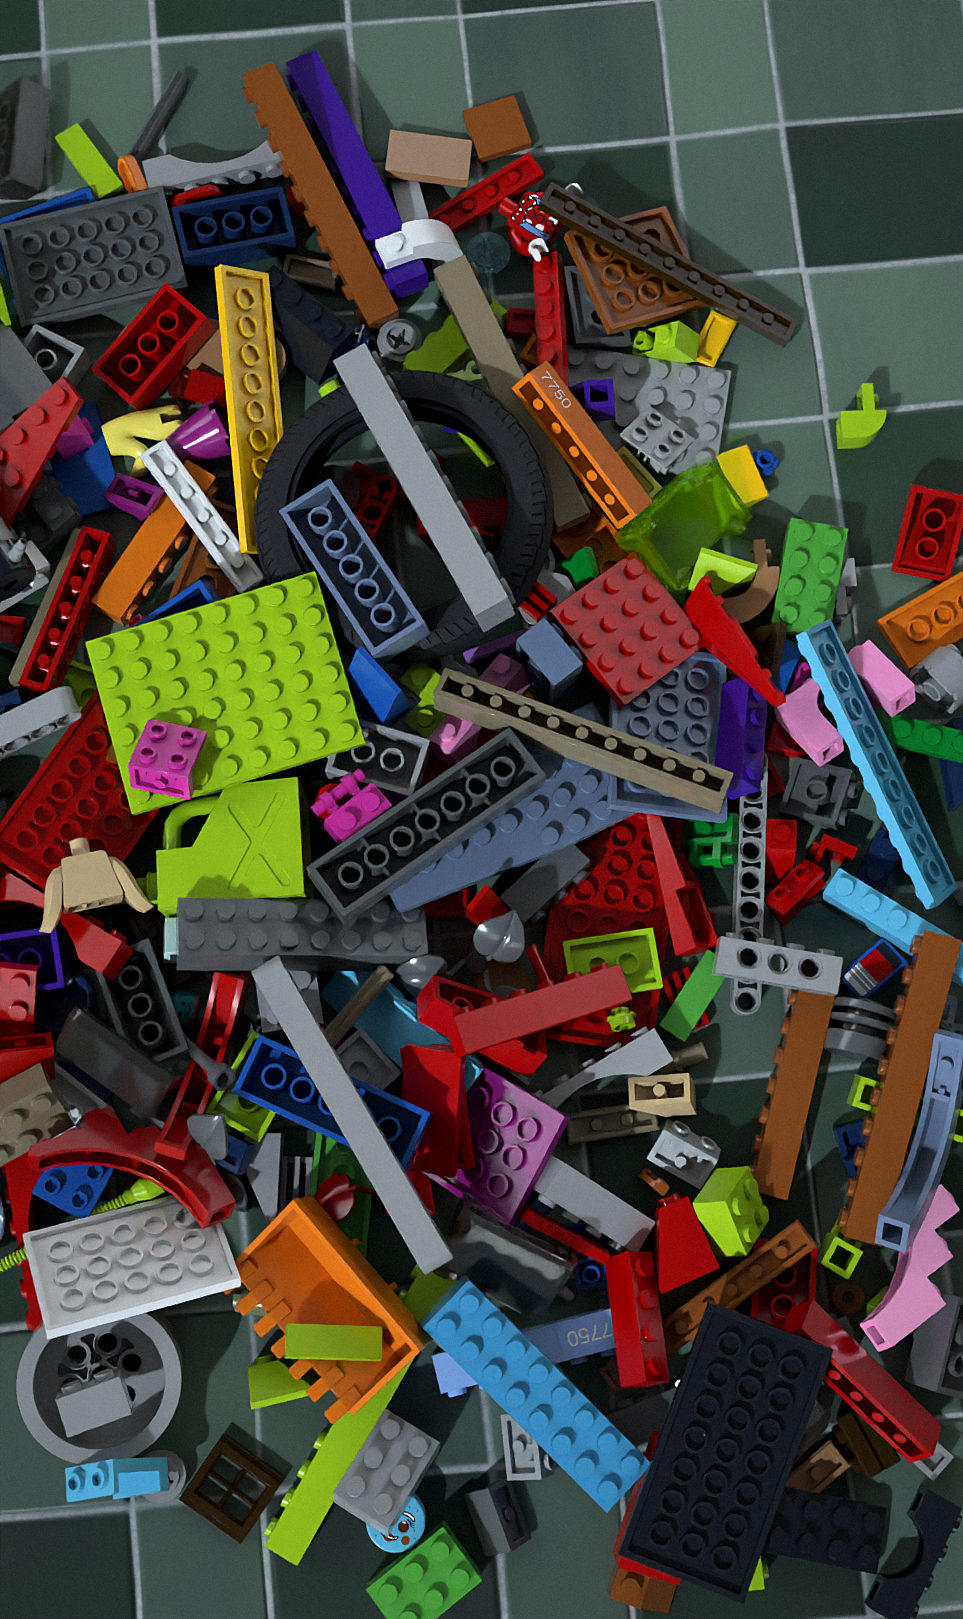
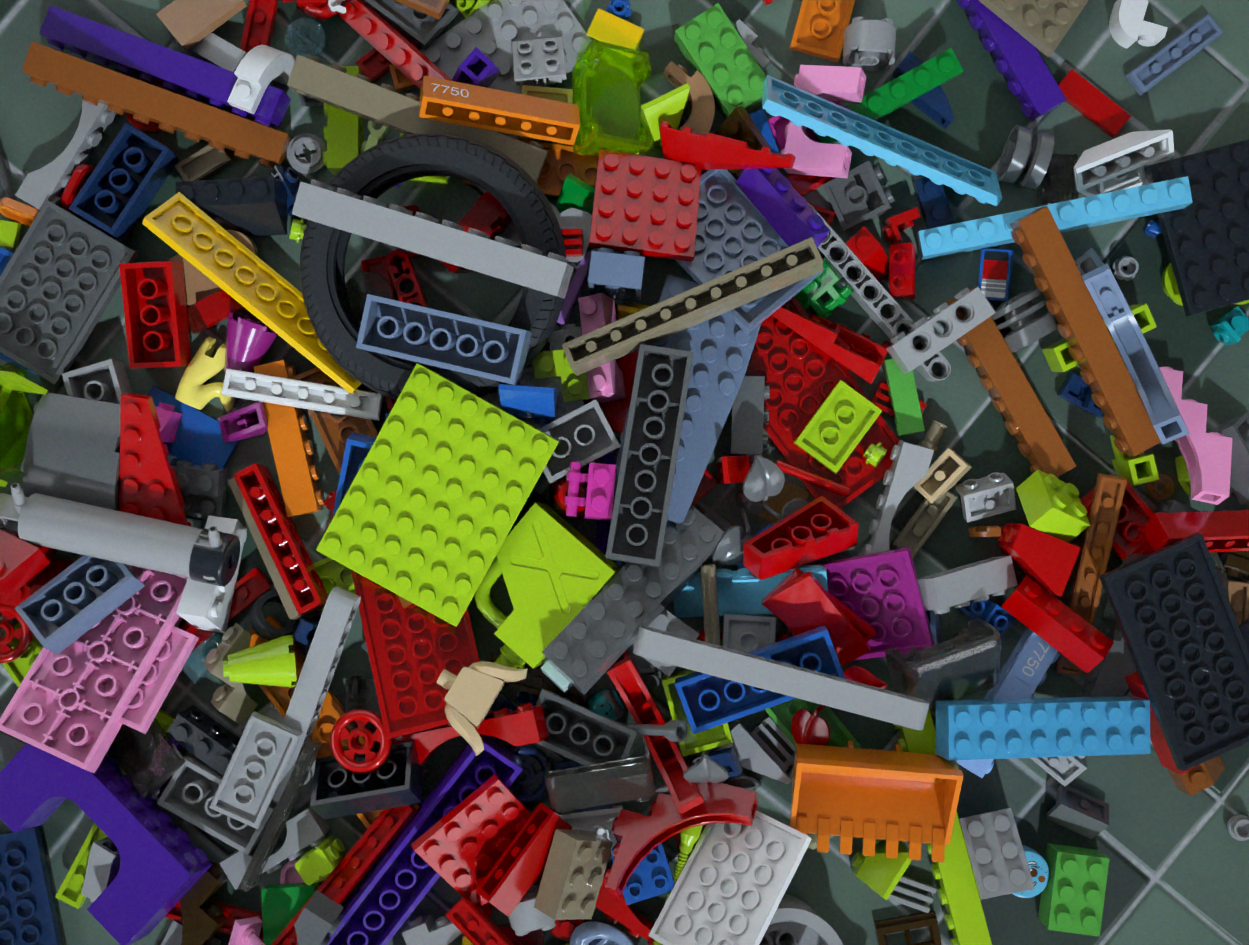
camera: 40 degrees left, 10 degrees up
(166, 759) = (445, 573): dark pink bracket -> none
(290, 1460) = (928, 898): none -> light grey tile
(333, 1342) = (896, 815): lime tile -> none
(537, 1010) = (829, 502): red brick -> none
(564, 1234) = (968, 617): red tile -> none

